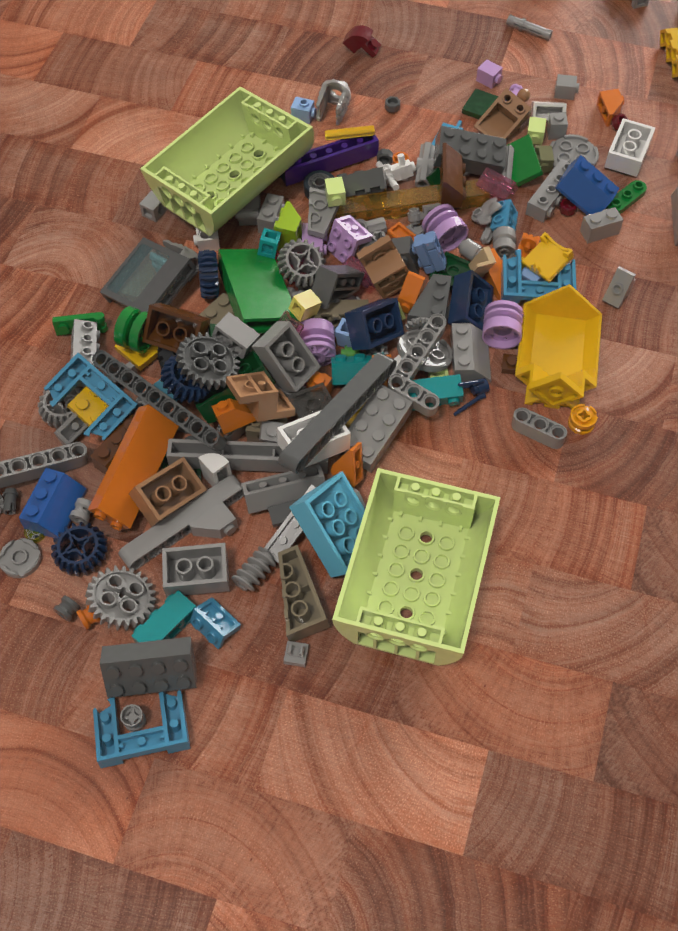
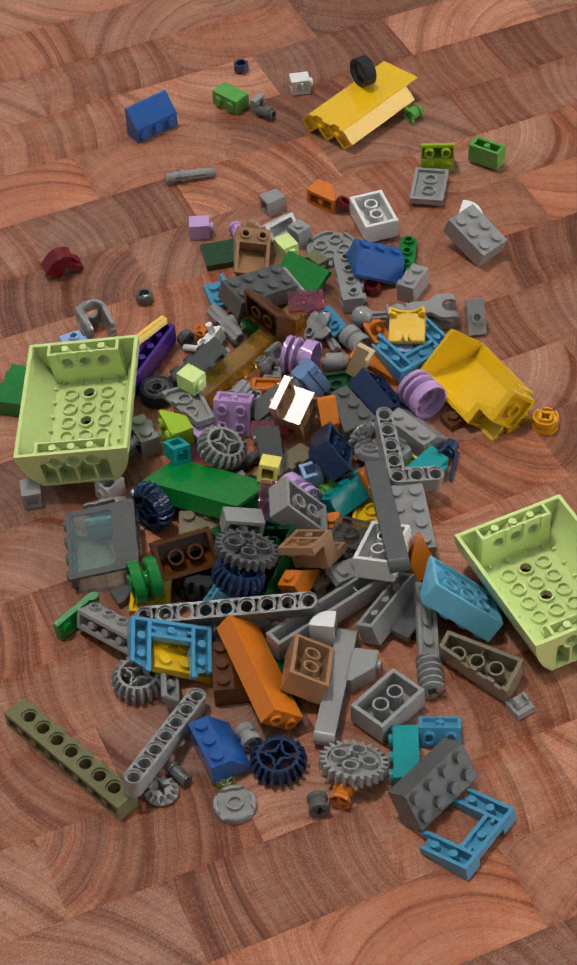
camera: 40 degrees left, 15 degrees down
(130, 715) = (456, 828): light grey wheel -> none
(548, 430) = (522, 446): light grey beam -> none
(586, 256) = (436, 311): none -> light grey piece
(641, 10) = (269, 113): none -> dark grey pin

